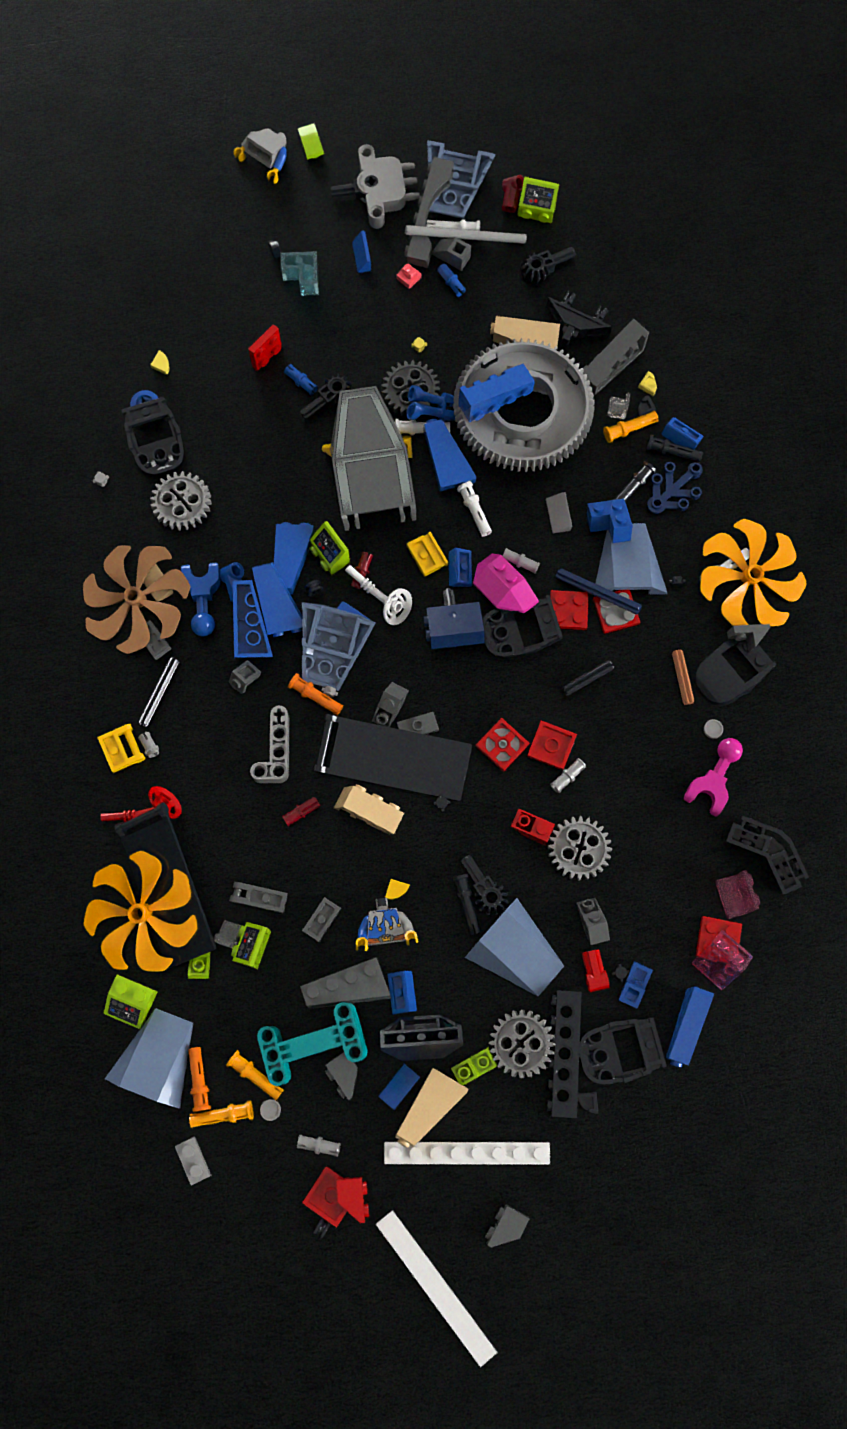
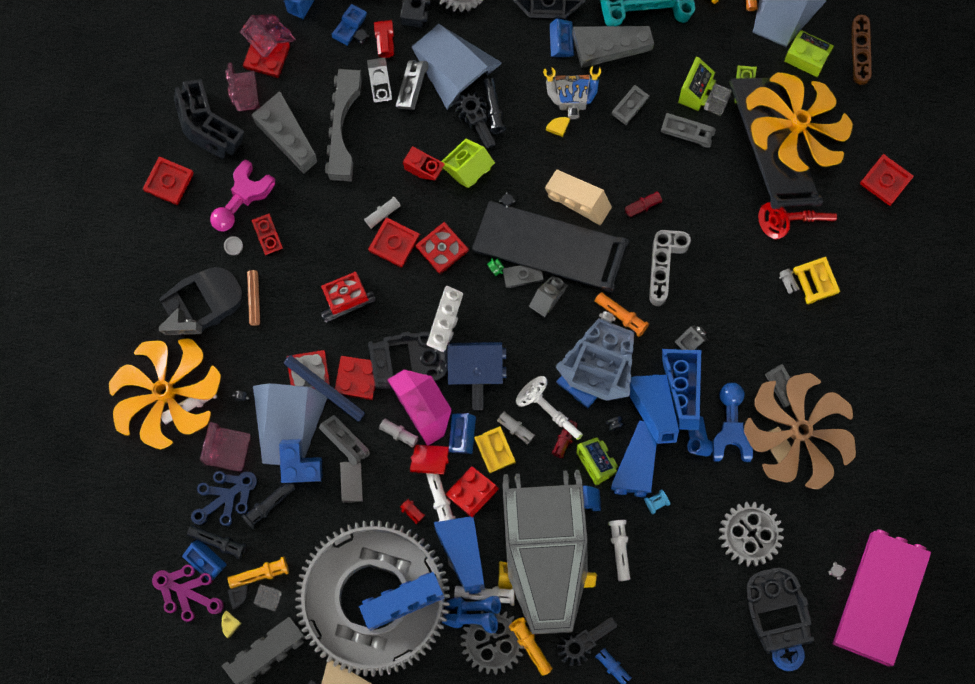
camera: 170 degrees left, 0 degrees up
(47, 862) = (886, 180): none -> red plate
(59, 457) = (882, 597): none -> dark pink brick
(73, 1011) = (861, 49): none -> reddish brown beam
(158, 691) = (779, 334): axle -> none
(269, 521) = (657, 501): none -> dark azure bush
(303, 484) = (619, 540): none -> white pin
(332, 511) = (591, 498): none -> blue slope
(388, 393) = (526, 639): none -> light orange pin
(409, 576) = (515, 427): none -> light grey pin
(444, 511) = (472, 491): none -> red plate
(445, 729) = (496, 266): none -> green plate
(488, 537) = (429, 459): none -> red piece
(488, 836) = (468, 162): none -> lime slope
(490, 662) = (445, 319): none -> white bracket
(501, 494) = (412, 511): none -> red pin
(558, 918) = (411, 84): none -> dark grey plate
(562, 842) = (366, 138): light grey gear -> none
(571, 548) = (344, 440): none -> dark grey plate
(593, 686) = (344, 293): none -> red piece
(619, 824) = (347, 91): none -> dark grey arch
(681, 743) = (267, 234): none -> red slope
(683, 531) = (225, 448): none -> clear pink bracket
(683, 850) = (282, 128): none -> dark grey wedge
(694, 404) = (183, 591): none -> magenta plant
(794, 787) = (168, 180): none -> red plate

